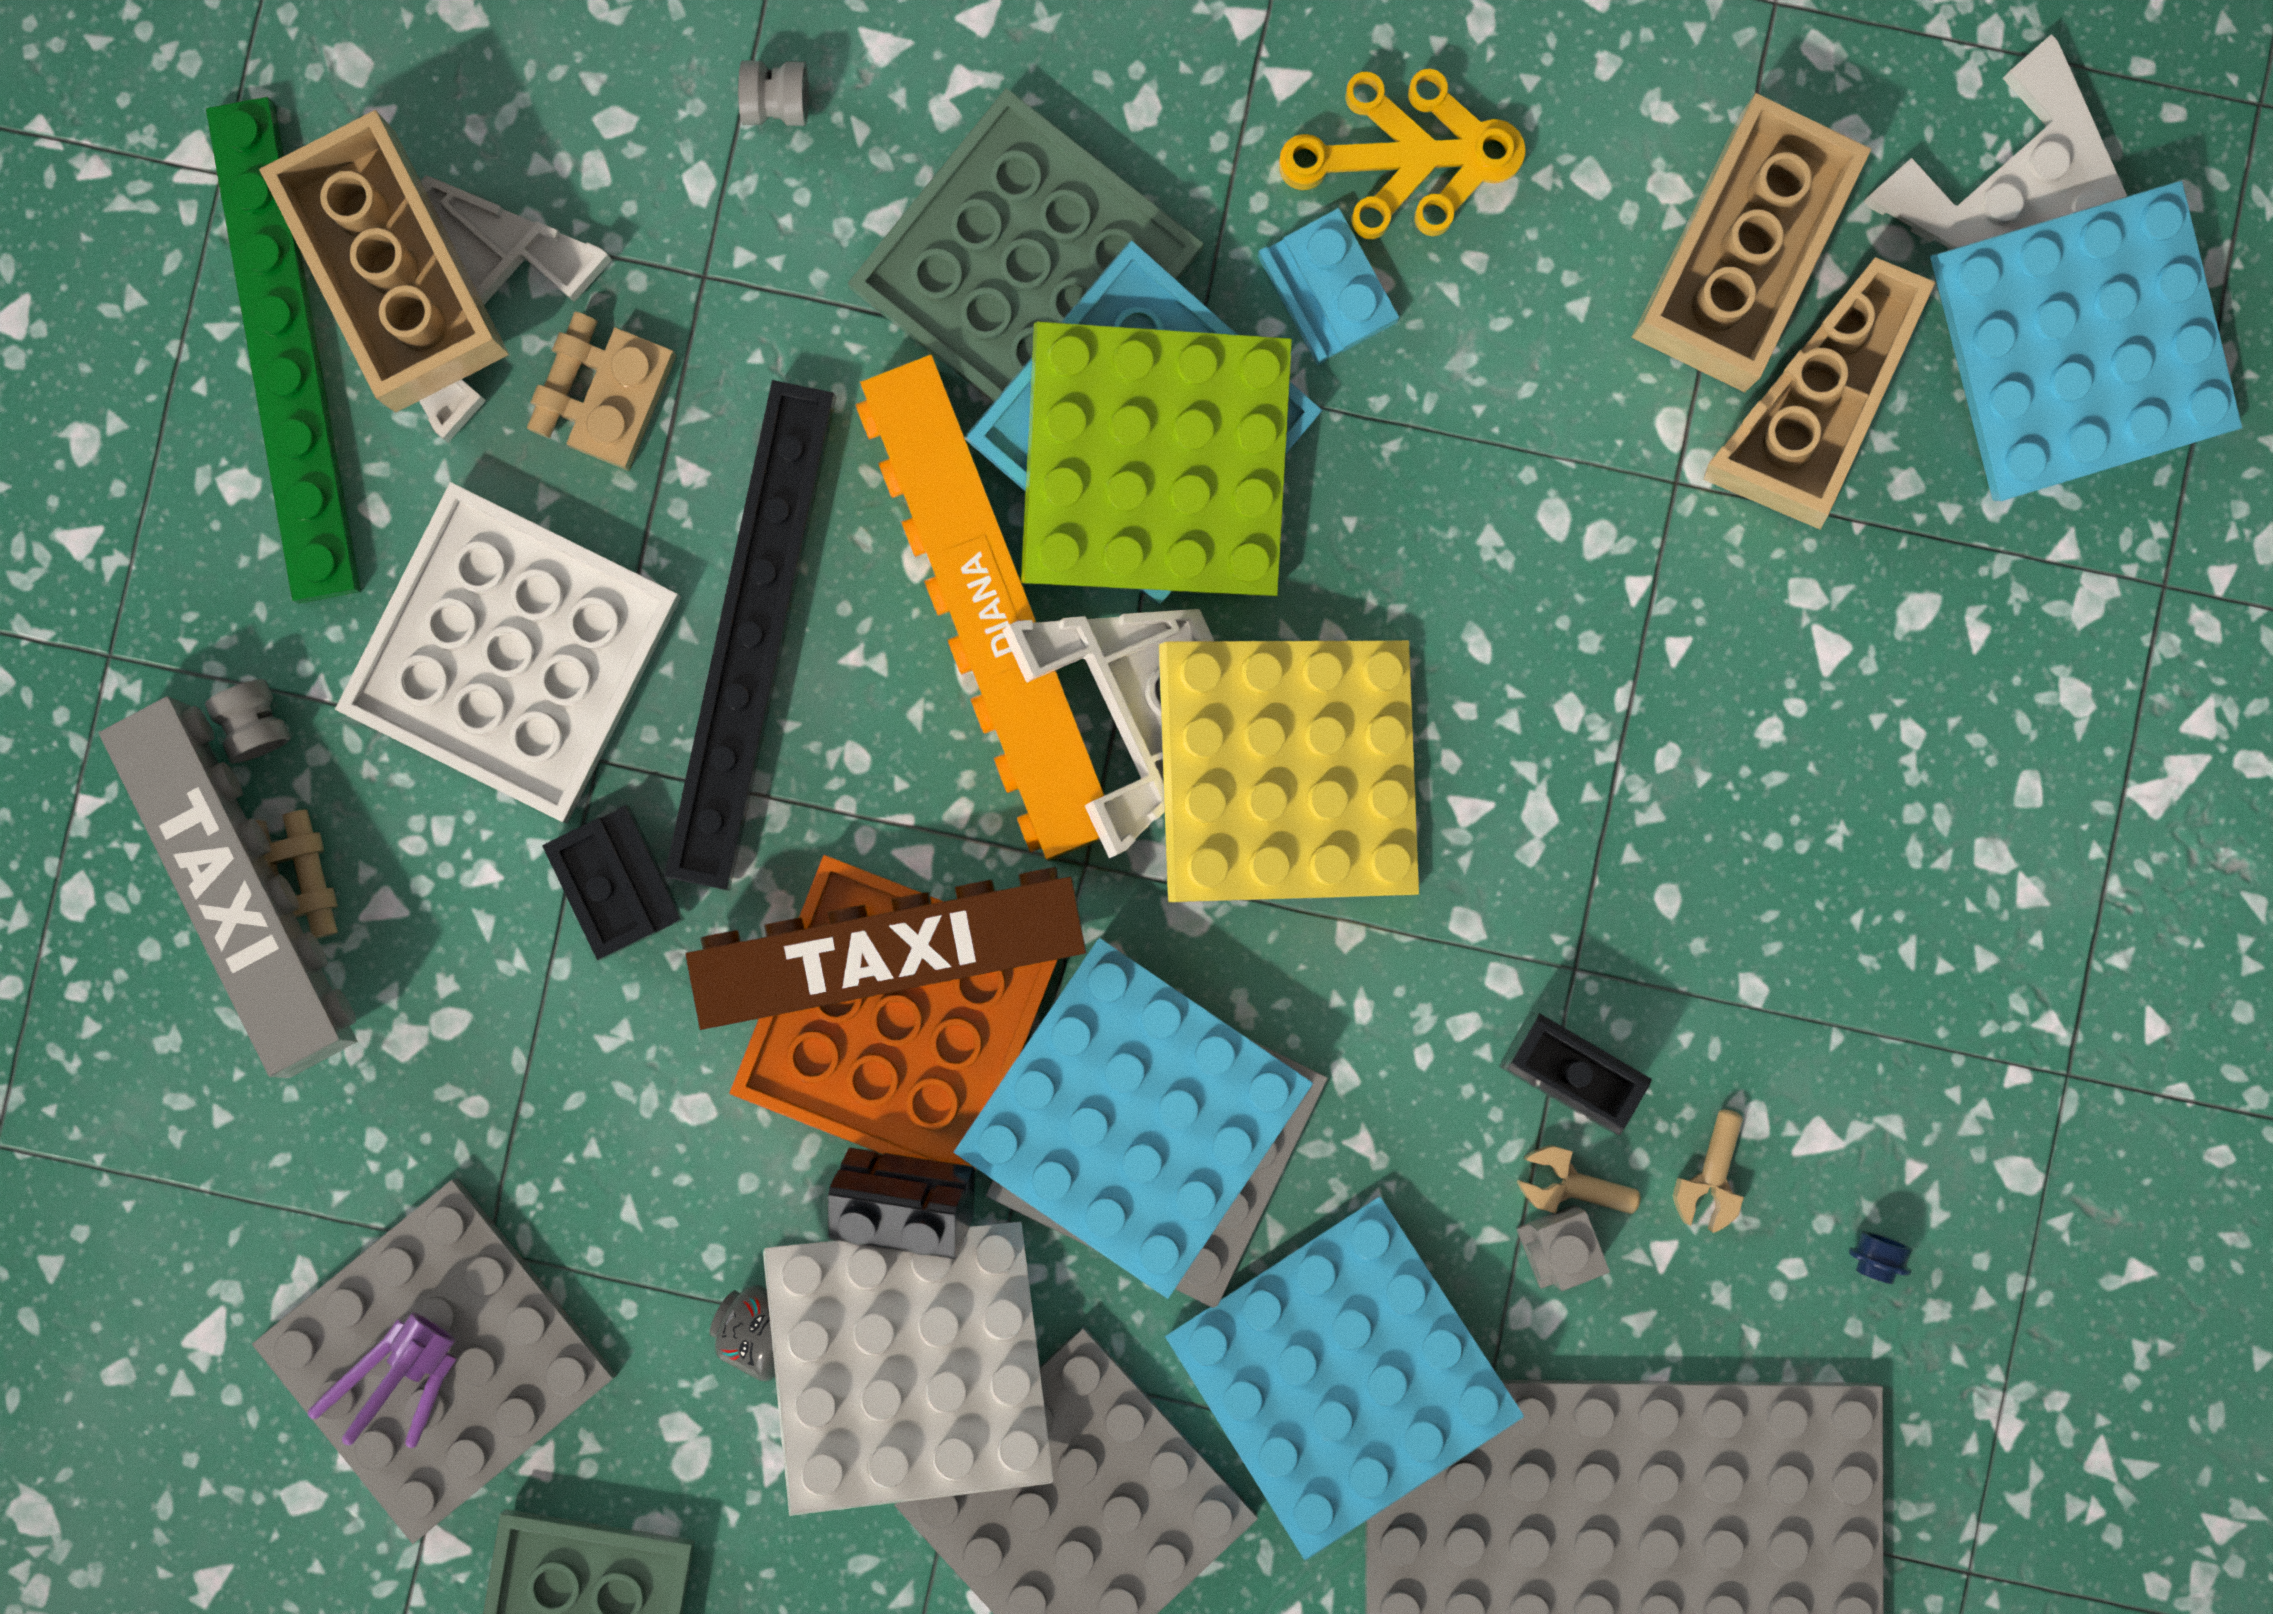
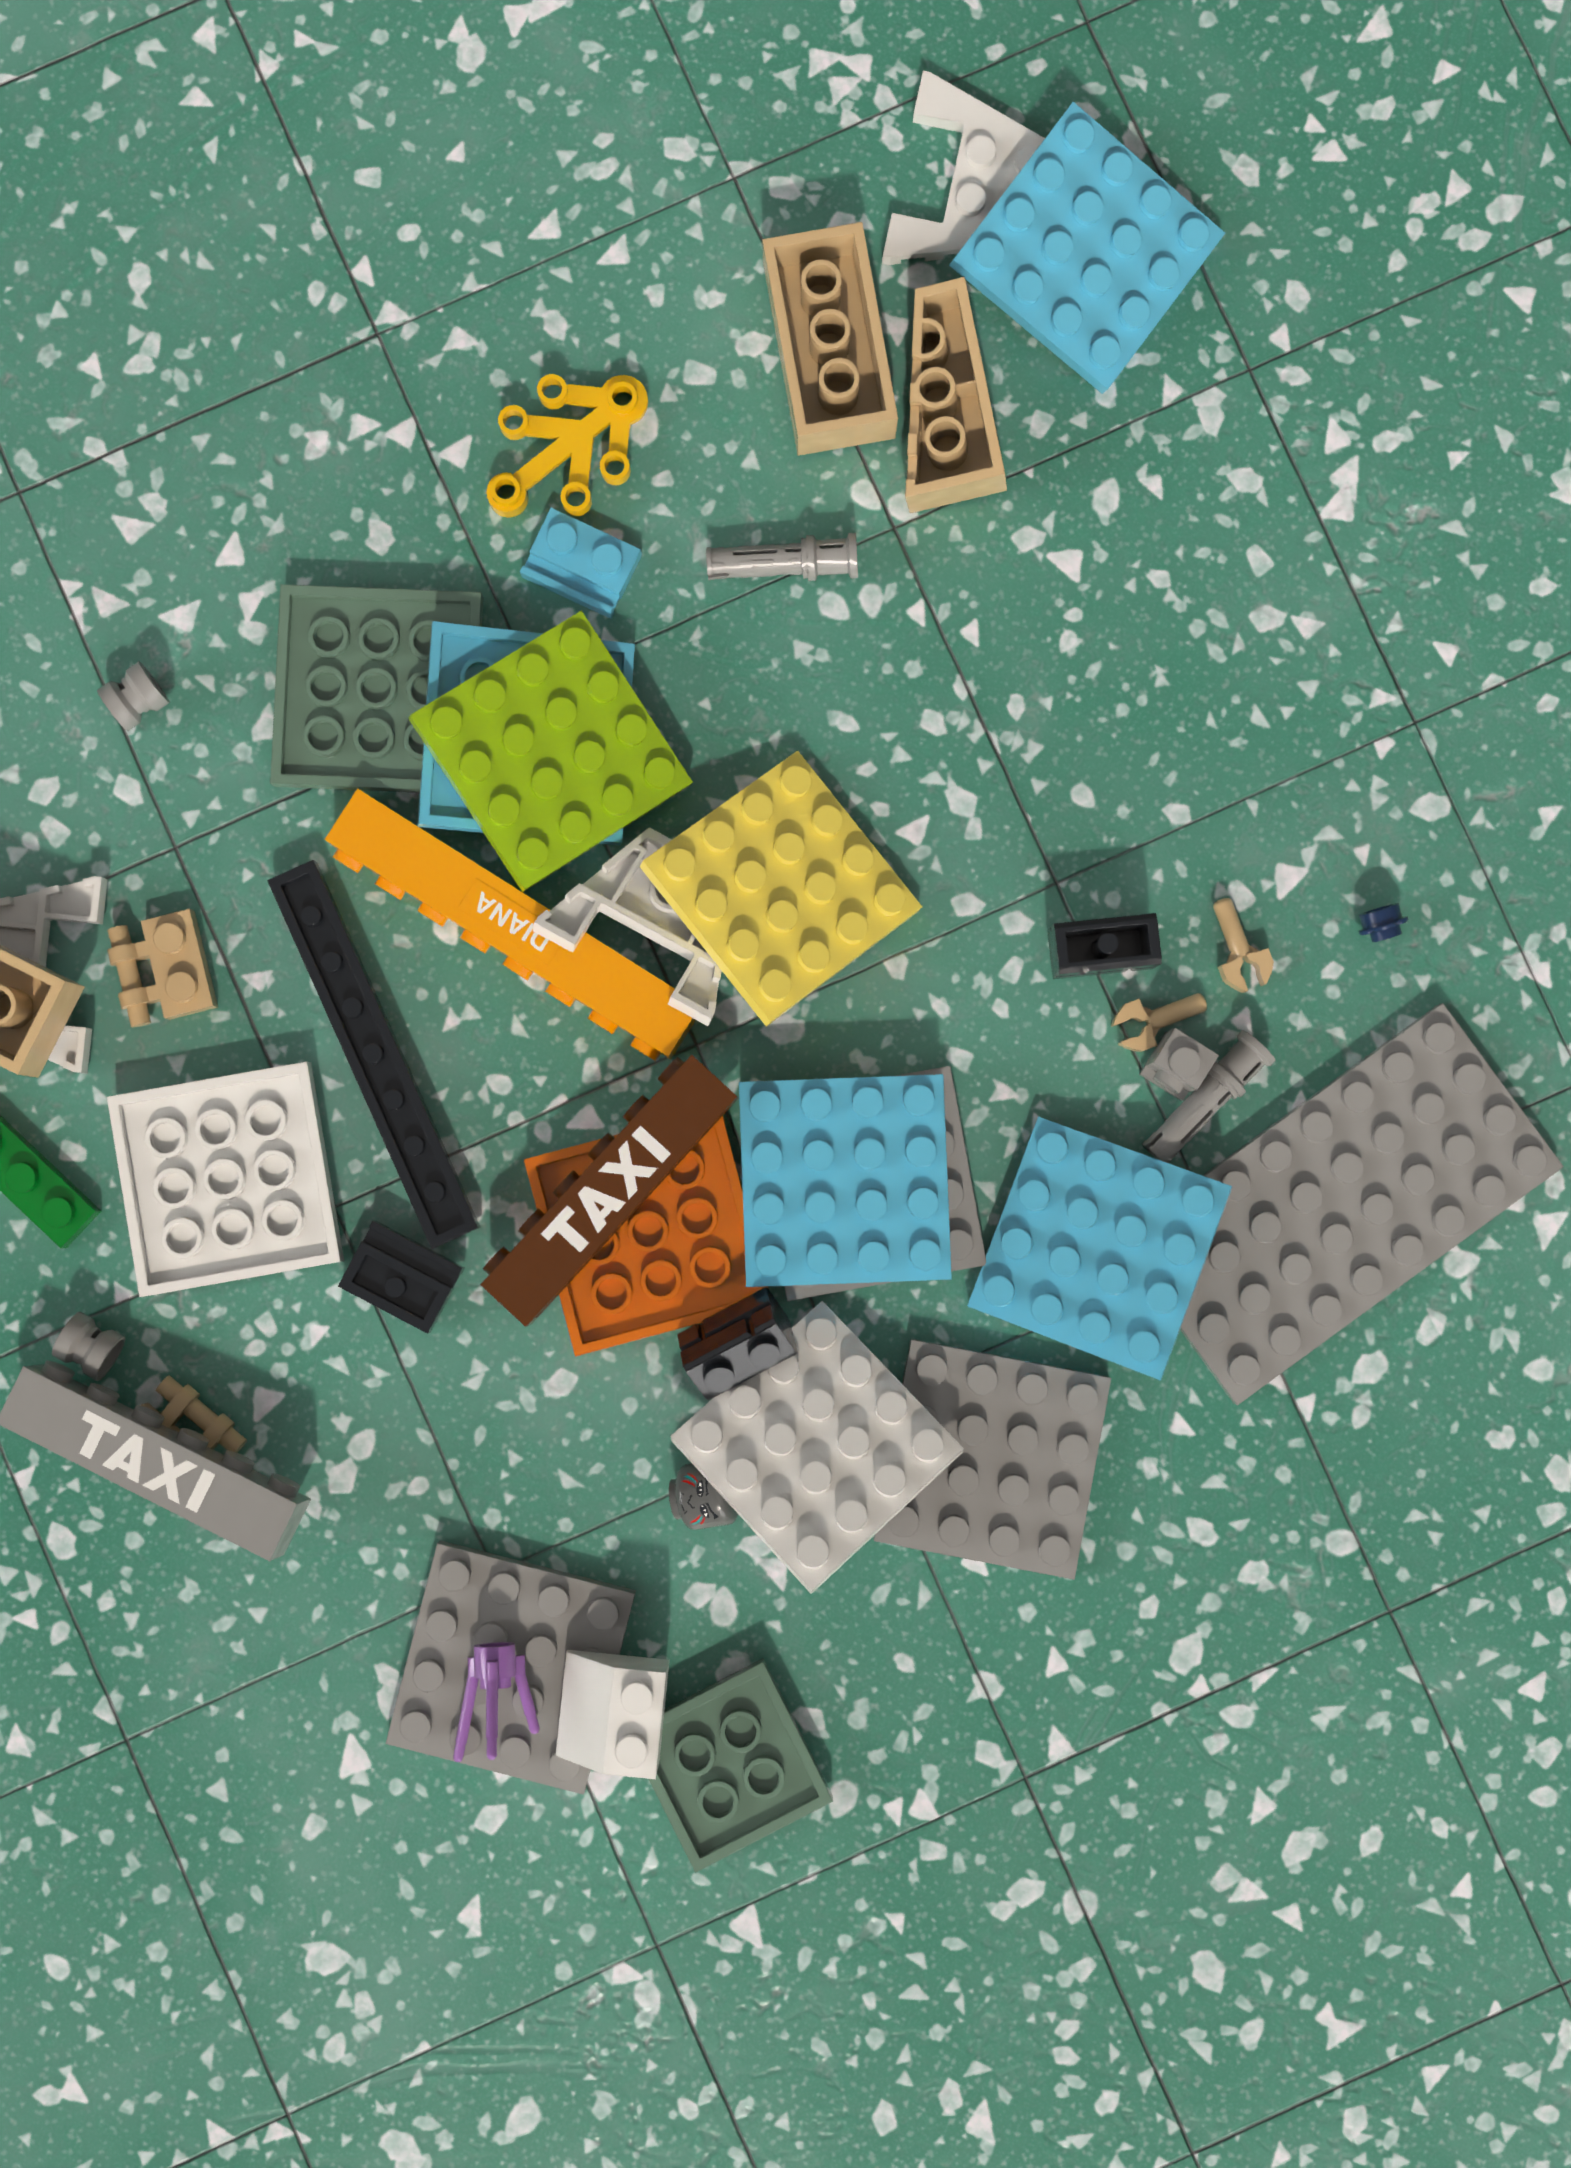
camera: 35 degrees left, 0 degrees up
(501, 1485) = (613, 1713): none -> white slope
(1563, 450) = (805, 558): none -> light grey pin
(1595, 1302) = (1222, 1082): none -> light grey pin

